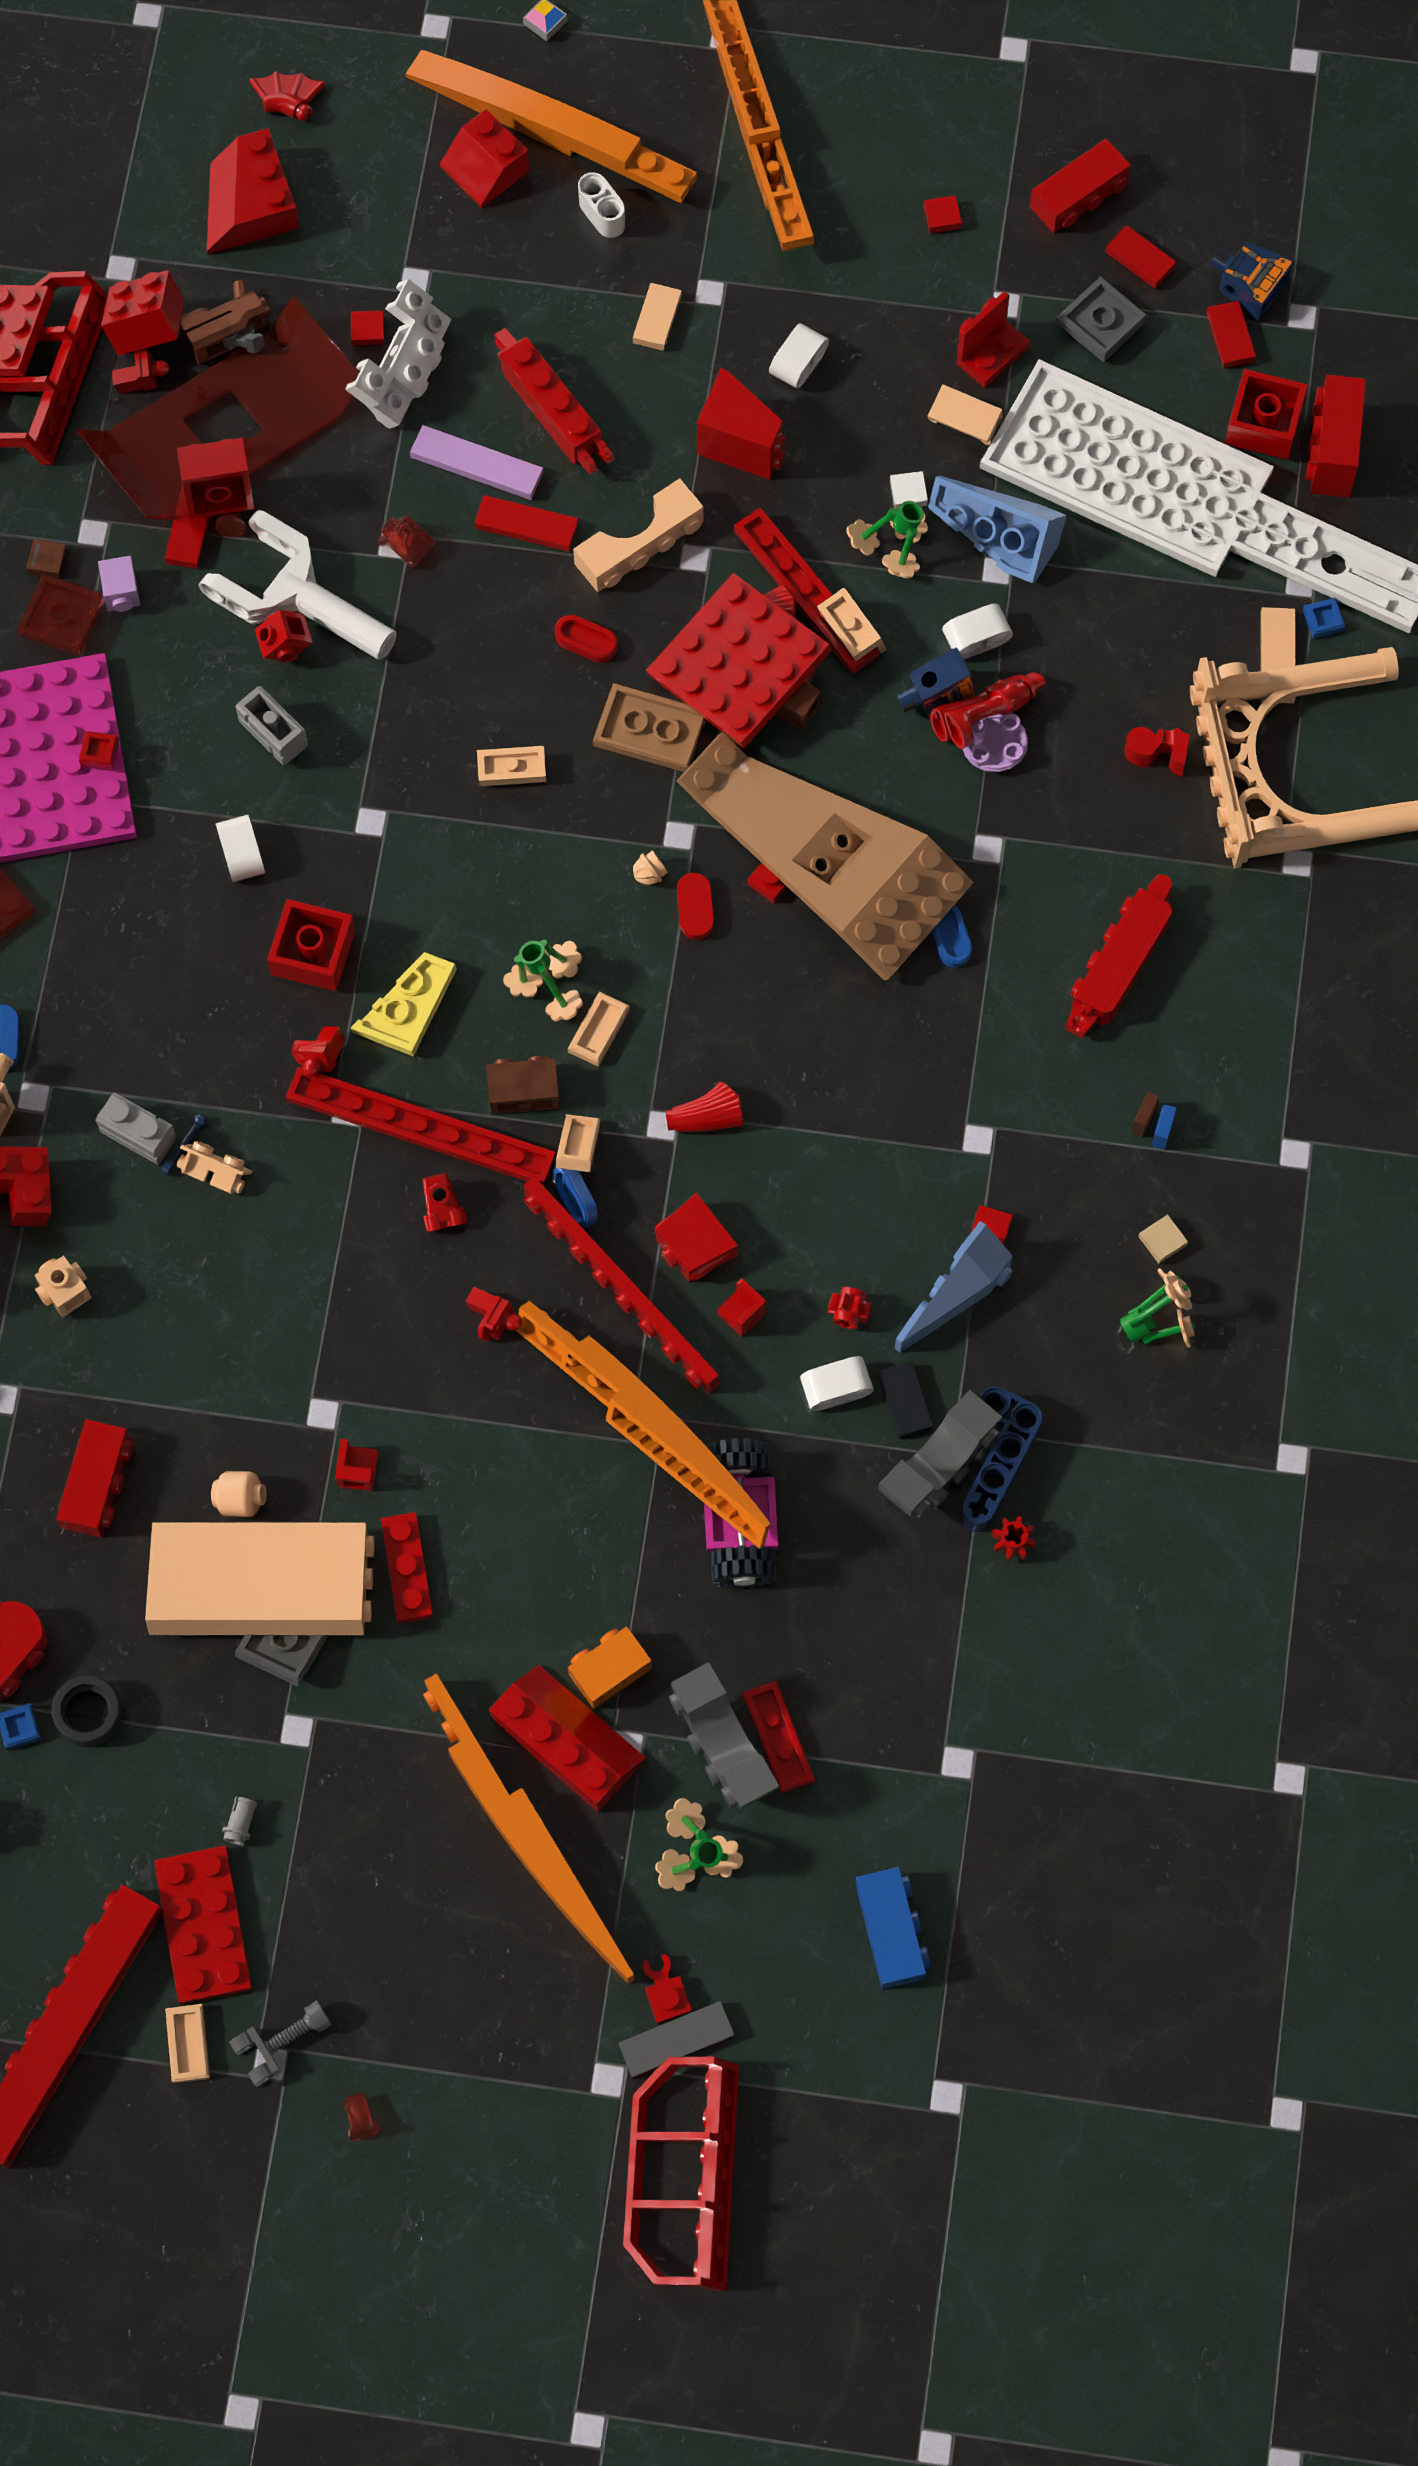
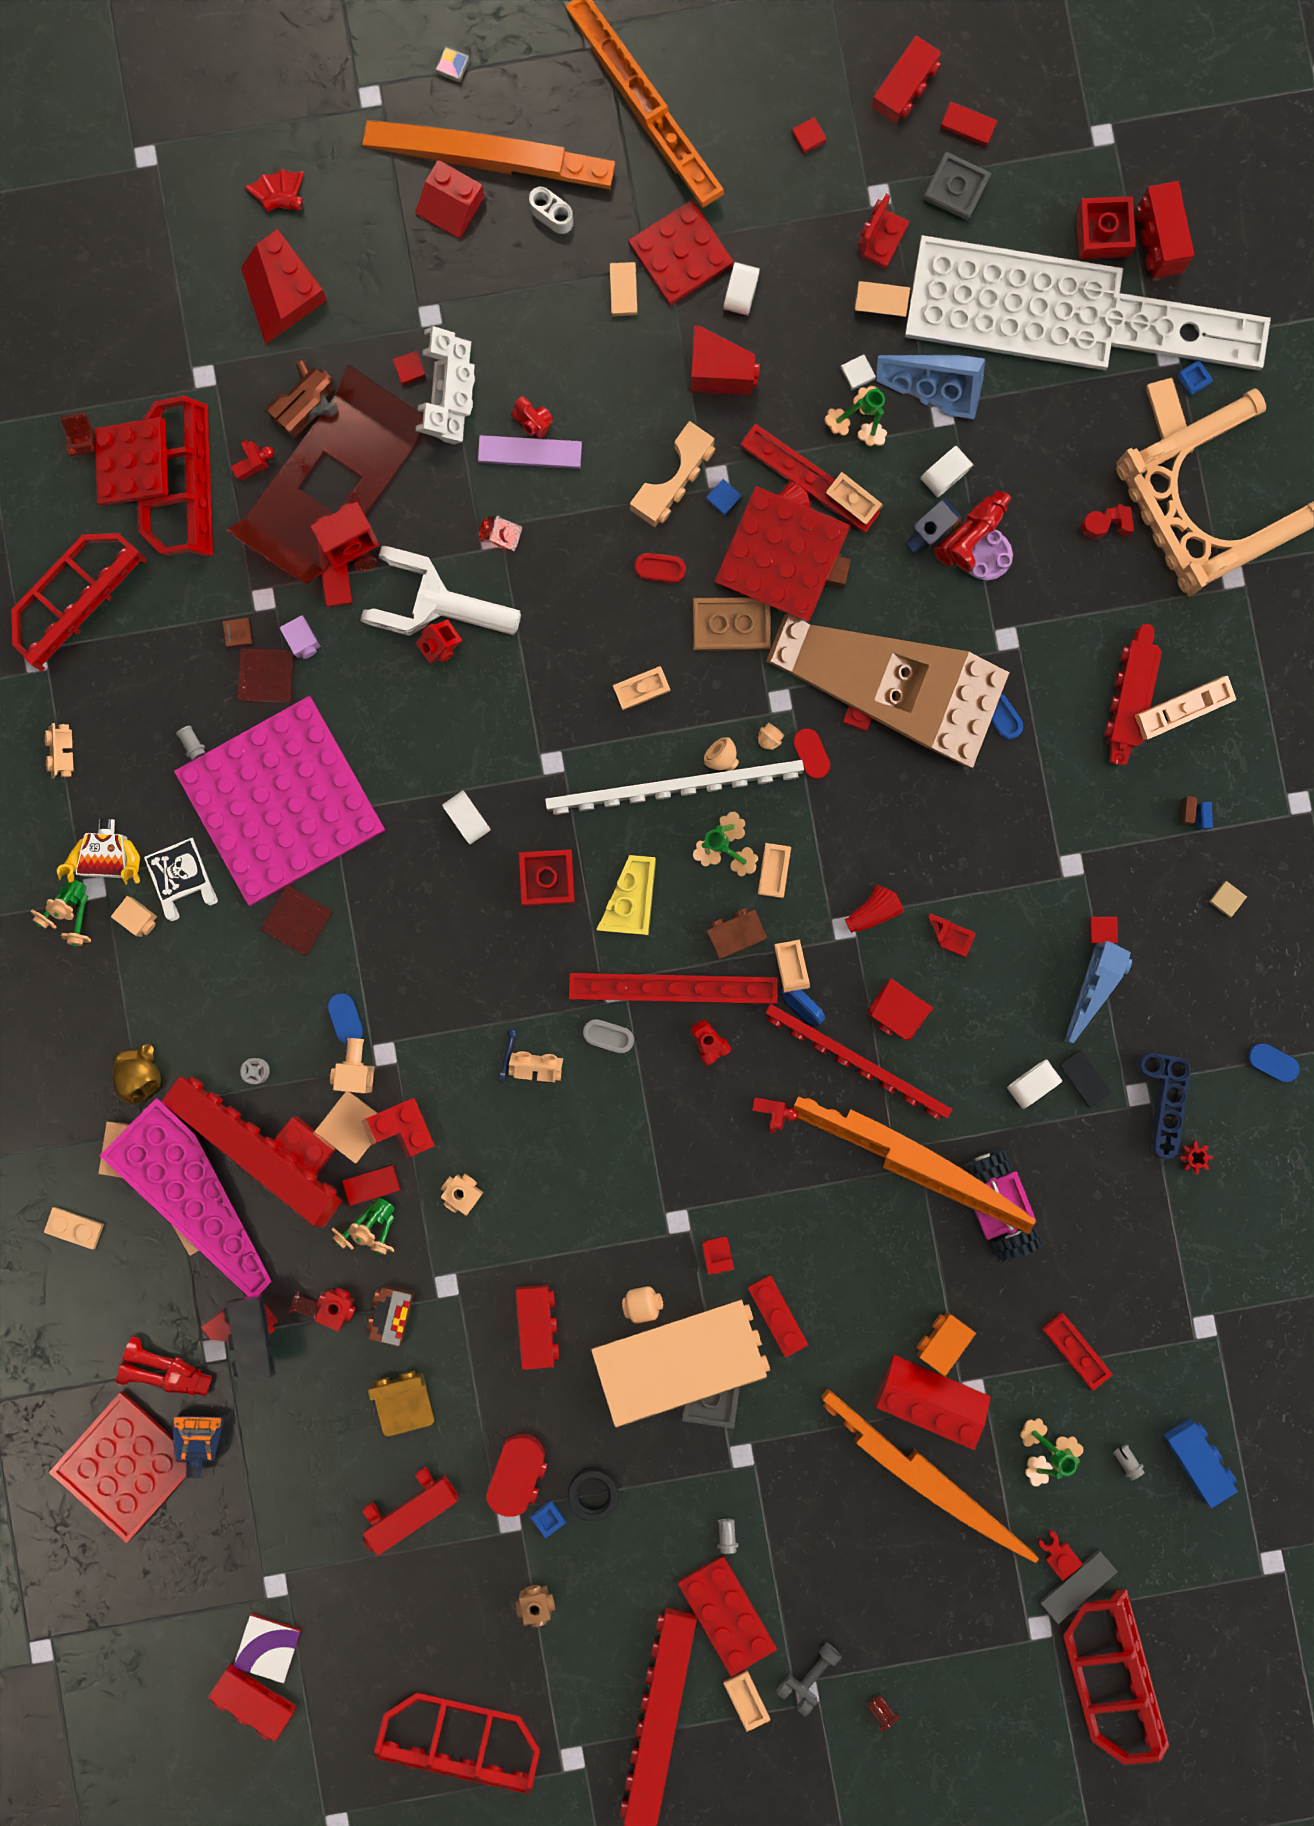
camera: 20 degrees left, 15 degrees up
(99, 750) = (335, 776): red tile -> none
(136, 1128) = (470, 1058): light grey brick -> none
(143, 312) = (239, 414): red brick -> none
(271, 725) = (455, 715): light grey brick -> none
(319, 1054) = (582, 959): red piece -> none
(319, 1160) = (608, 1036): none -> light grey tile
(490, 425) = (533, 421): none -> red plate
(521, 891) = (686, 786): none -> white plate
(526, 523) = (584, 489): red tile -> none
(551, 401) = (570, 386): red hinge -> none
(582, 873) = (721, 755): none -> light nougat brick
(693, 582) = (723, 497): none -> blue tile
(721, 1738) = (1050, 1378): dark grey brick -> none
(741, 297) = (681, 252): none -> red plate
(743, 1308) = (949, 1050): red panel -> none
(794, 1175) = (952, 936): none -> red slope
(797, 1900) = (1129, 1463): none -> light grey pin
(849, 1308) = (1026, 1026): red gear -> none
(943, 1458) = (1126, 1119): dark grey brick -> none
(1139, 1321) = (1234, 969): green plant -> none
(1156, 1457) = (1273, 1062): none -> blue tile
(1181, 986) = (1185, 707): none -> light nougat hinge
(1231, 334) = (1055, 167): red tile -> none
(1252, 277) = (1058, 116): torso -> none

